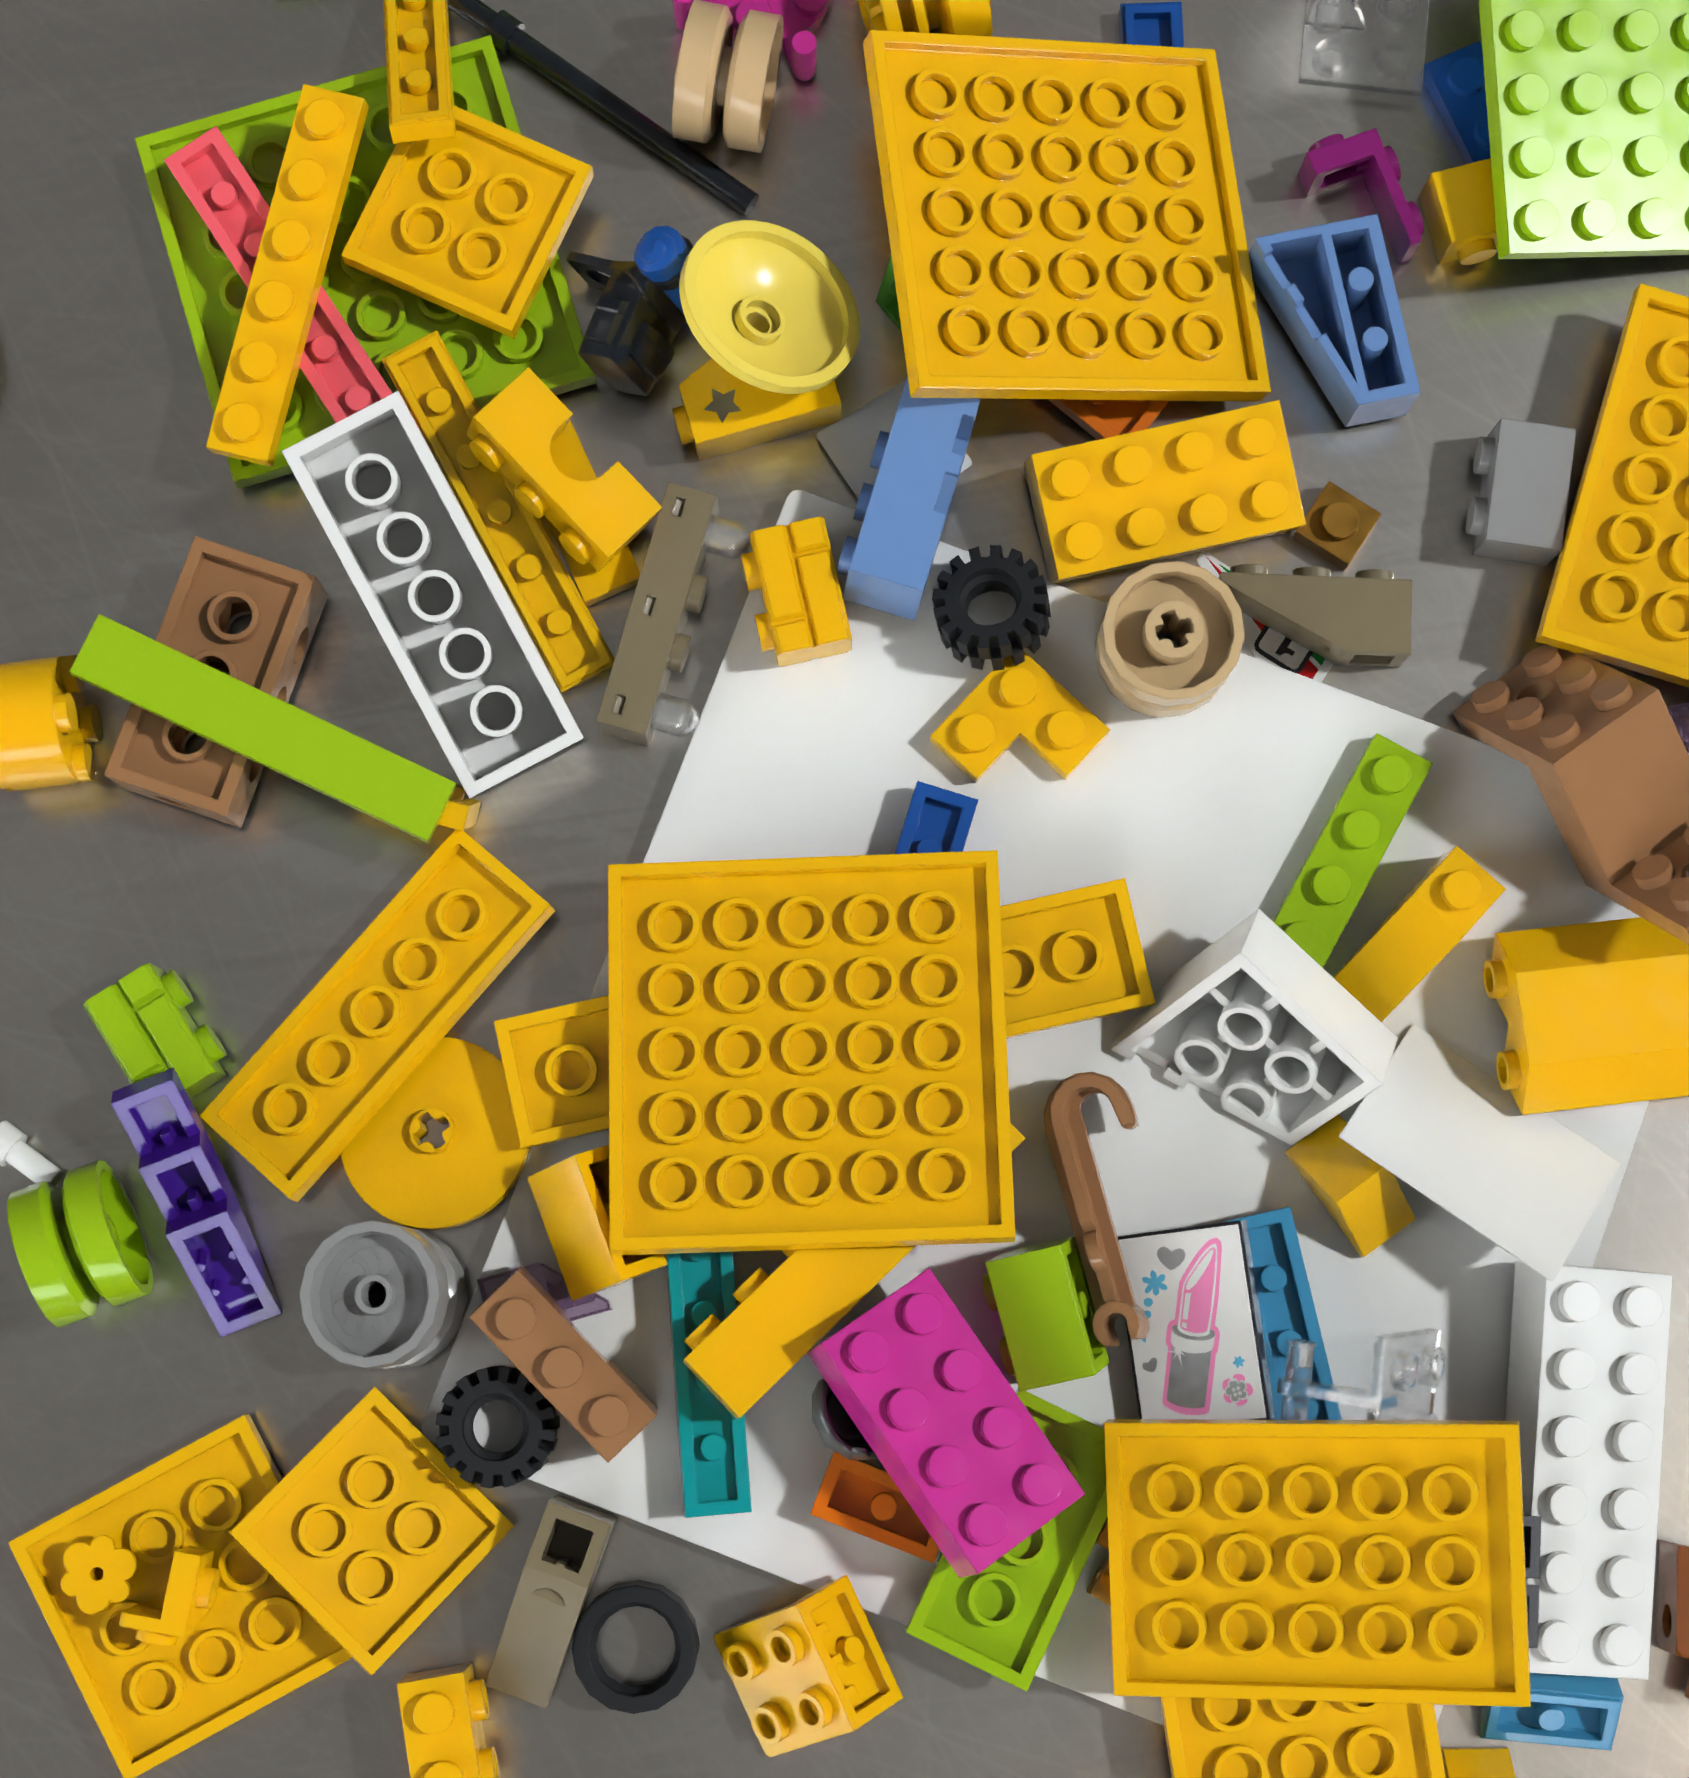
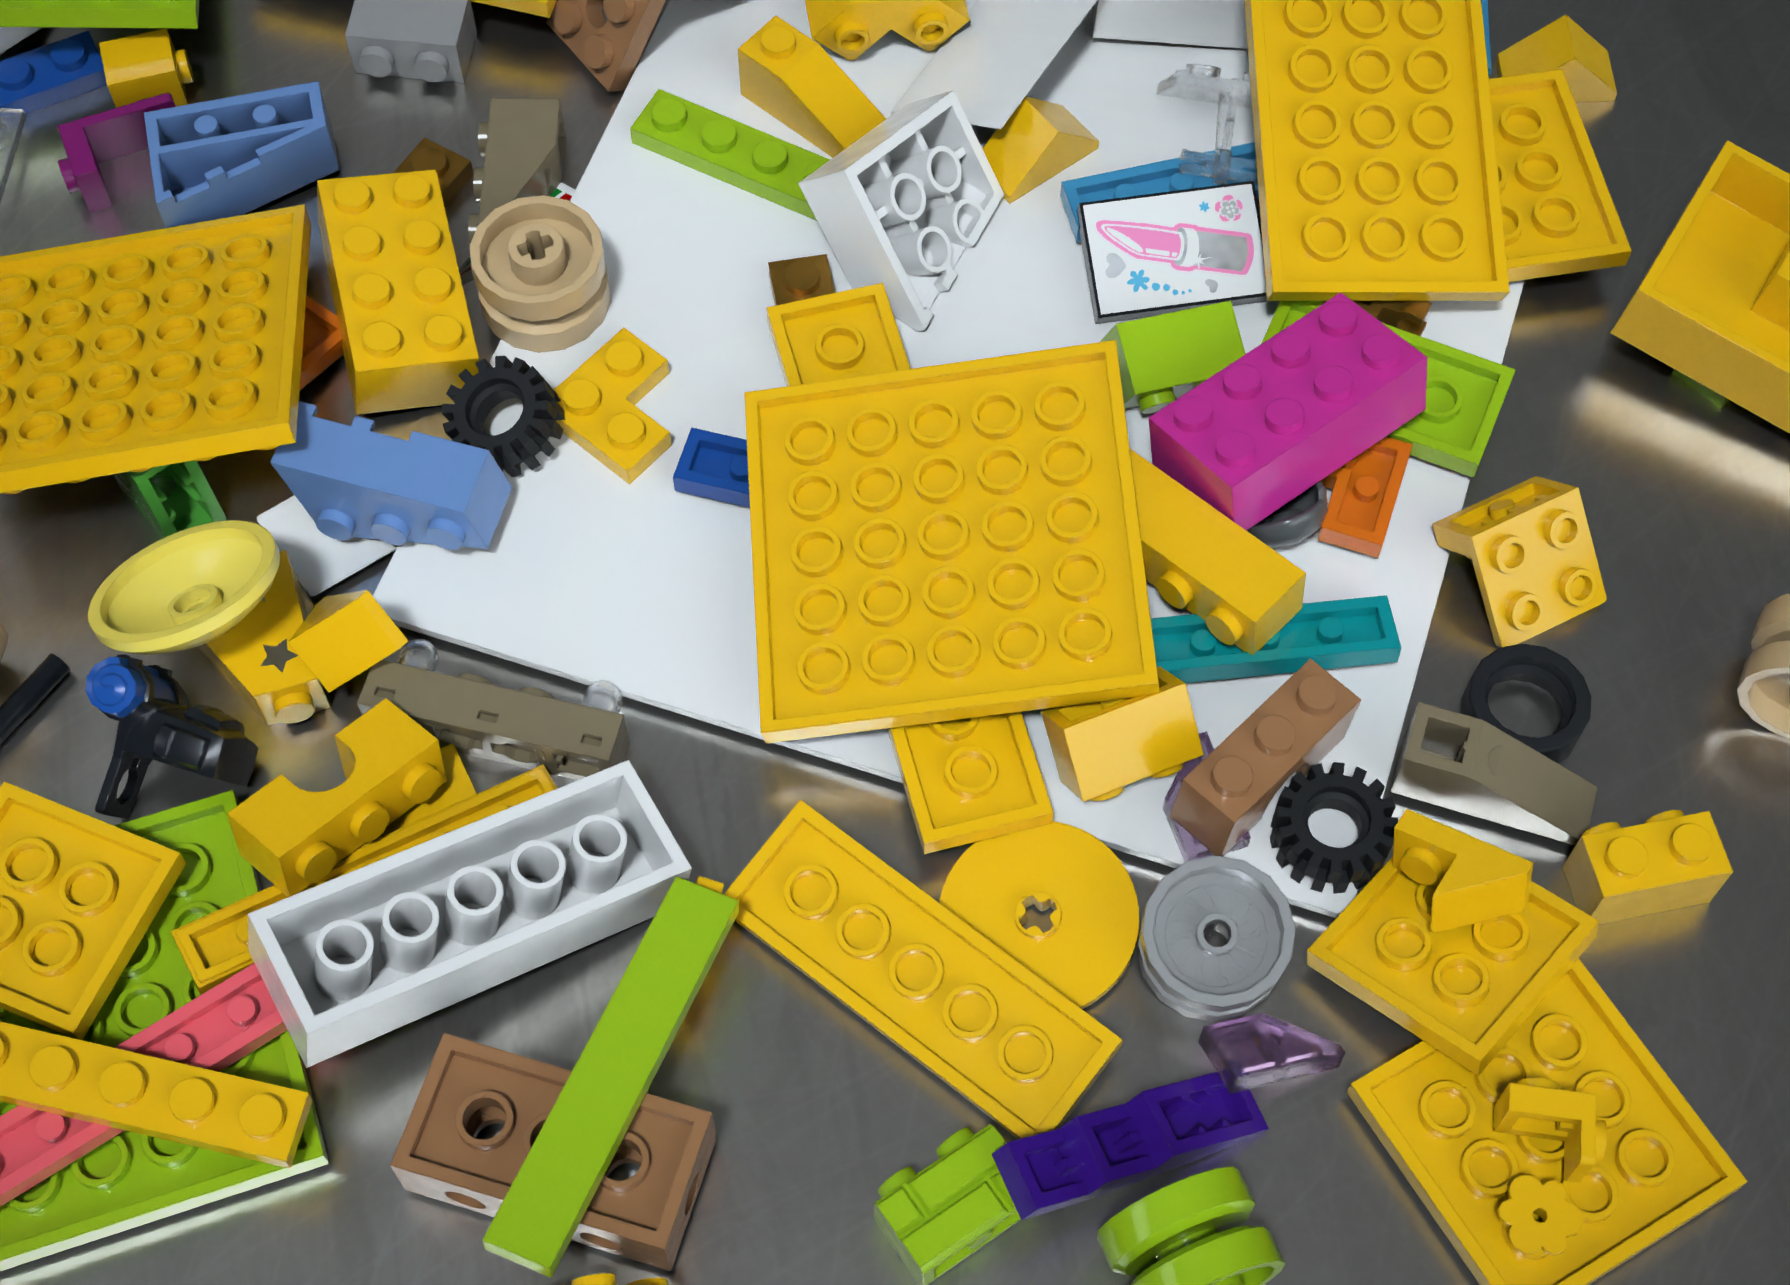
camera: 90 degrees left, 20 degrees down
(282, 1341) = (1265, 1051): none -> clear purple tile
(416, 1555) = (1470, 875): none -> yellow slope
(736, 463) = (345, 637): none -> yellow slope
(799, 592) = (479, 584): yellow brick -> none
(1088, 1203) = (1066, 329): medium nougat piece -> none
(1166, 918) = (800, 278): none -> pearl gold plate

